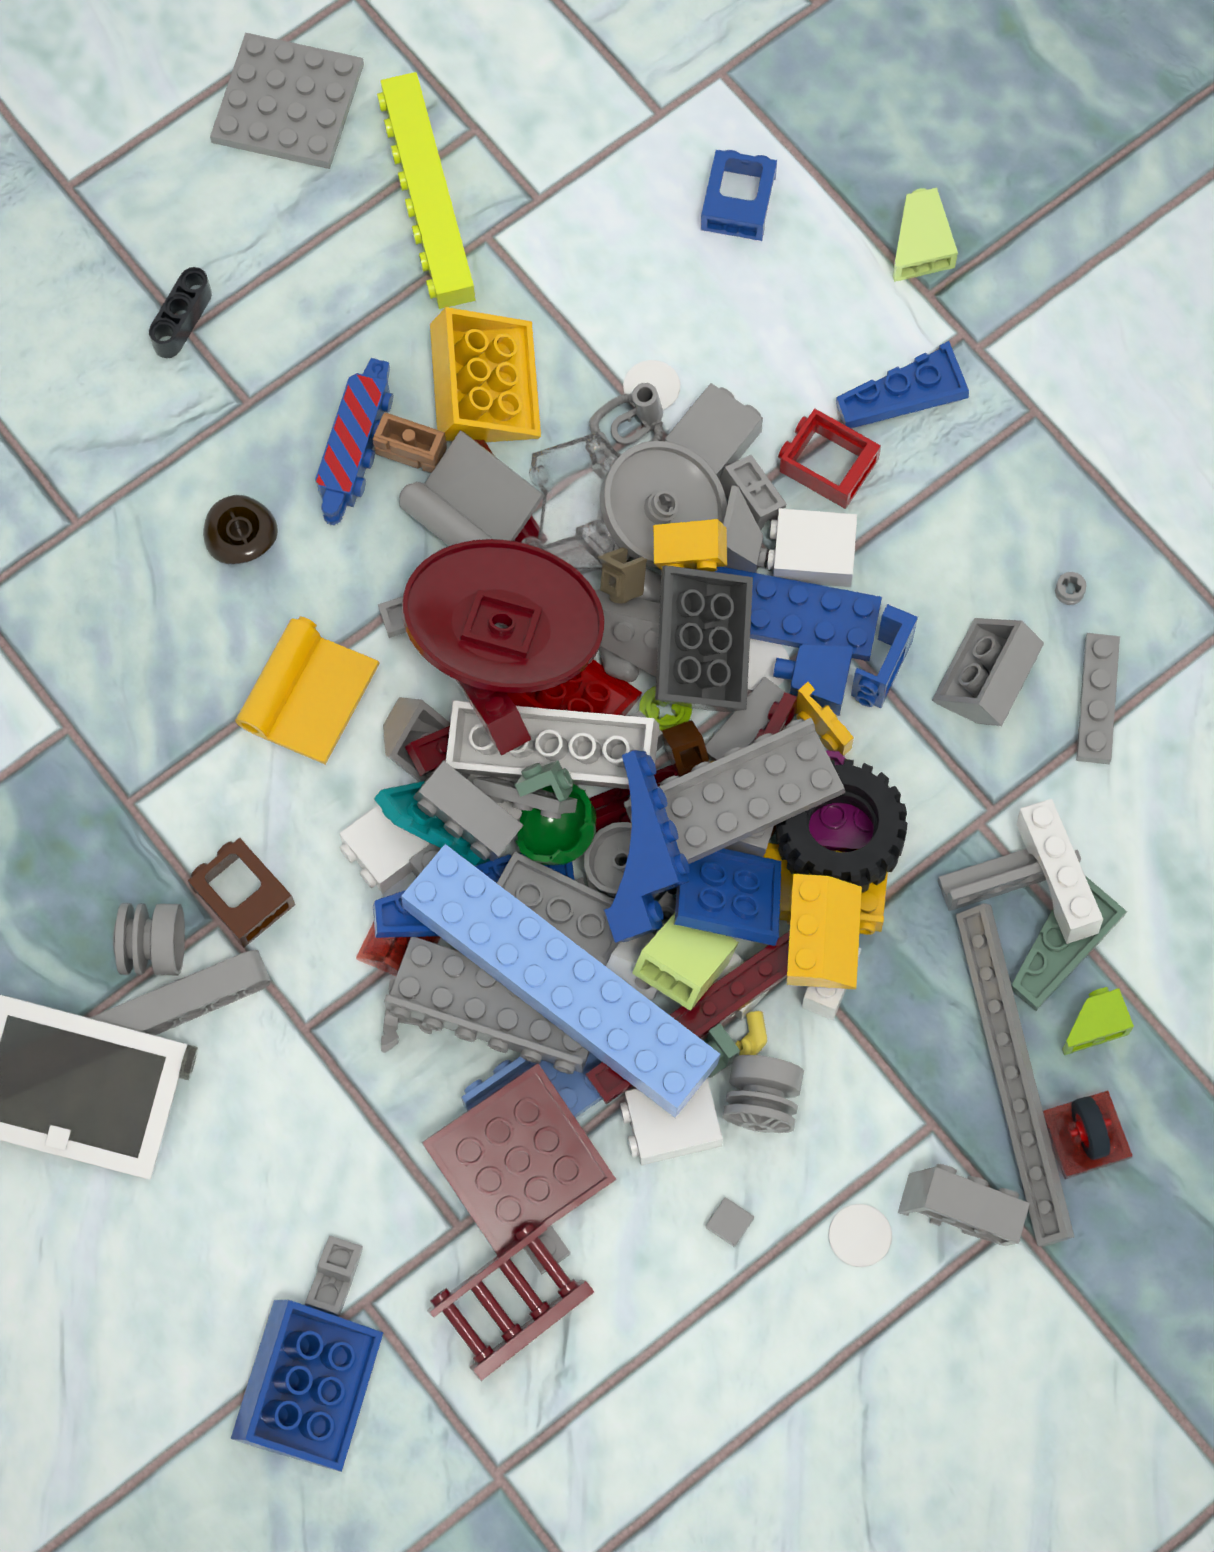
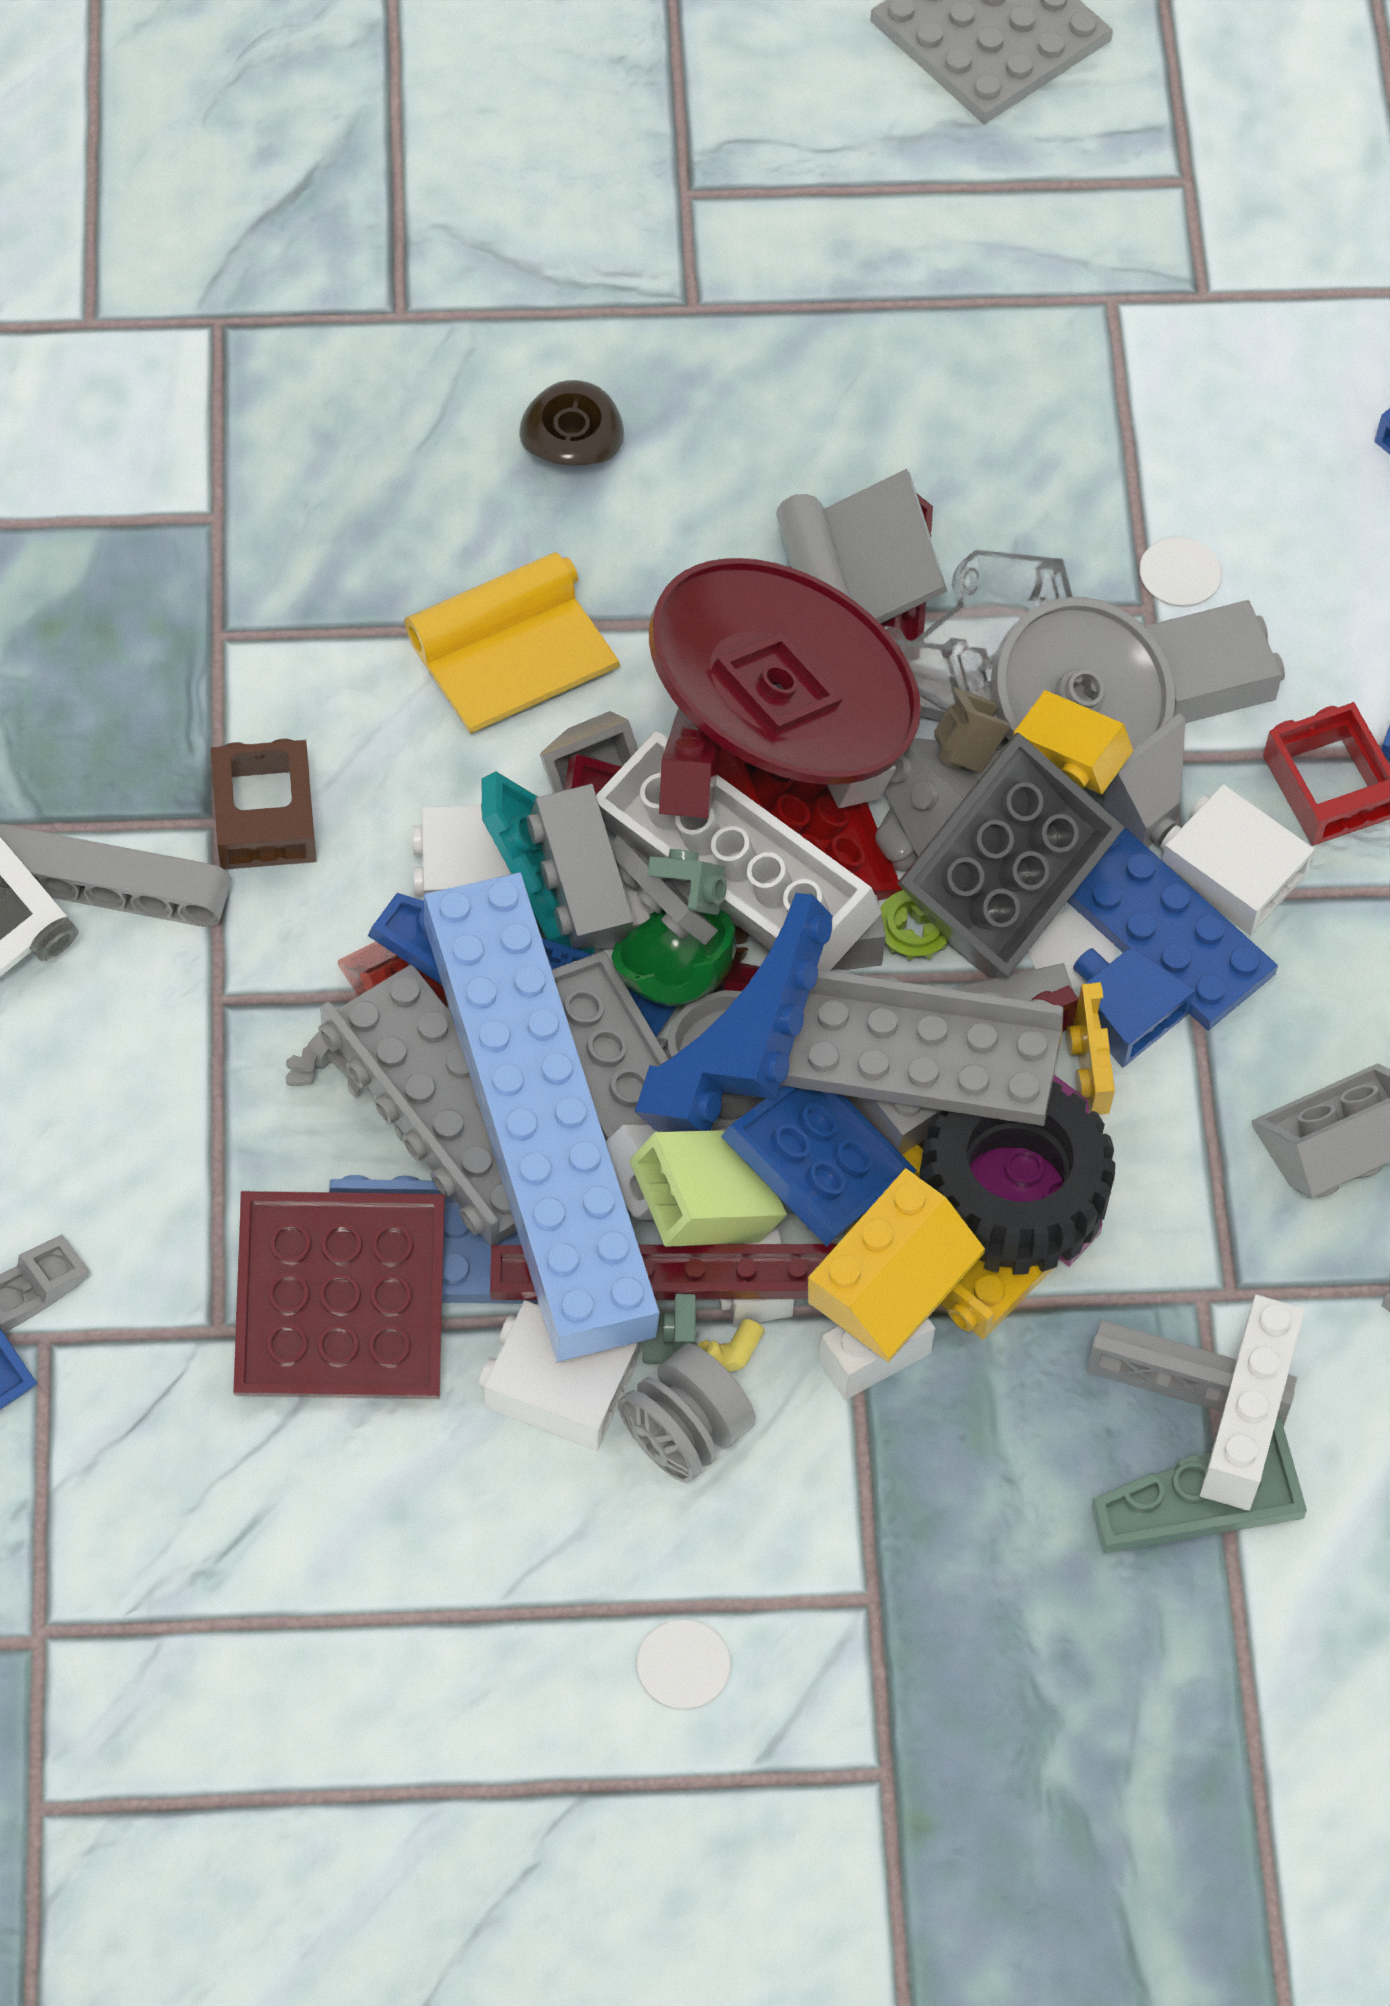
camera: 30 degrees right, 10 degrees down
(144, 939) = (118, 780): light grey wheel -> none
(180, 326) = (689, 166): black beam -> none
(351, 440) = (778, 413): blue hinge -> none
(409, 442) = (838, 449): medium nougat brick -> none
(427, 190) = (1075, 209): neon yellow brick -> none
(484, 376) = (987, 438): yellow slope -> none
(542, 1313) = (232, 1484): fence -> none
(553, 1244) = (296, 1421): light grey plate -> none
(647, 408) = (1151, 584): light grey piece -> none
(684, 747) = (905, 962): reddish brown brick -> none
(730, 1222) = (537, 1539): light grey tile -> none
(755, 487) = (1208, 749): light grey hinge -> none
(897, 630) = (1261, 1010): blue window -> none
(965, 1204) = (838, 1710): light grey wedge -> none
(1014, 1076) = (1014, 1609): light grey plate -> none
(1086, 1134) = (1054, 1734): clear red plate -> none
(1099, 1021) = (1168, 1614): lime slope -> none

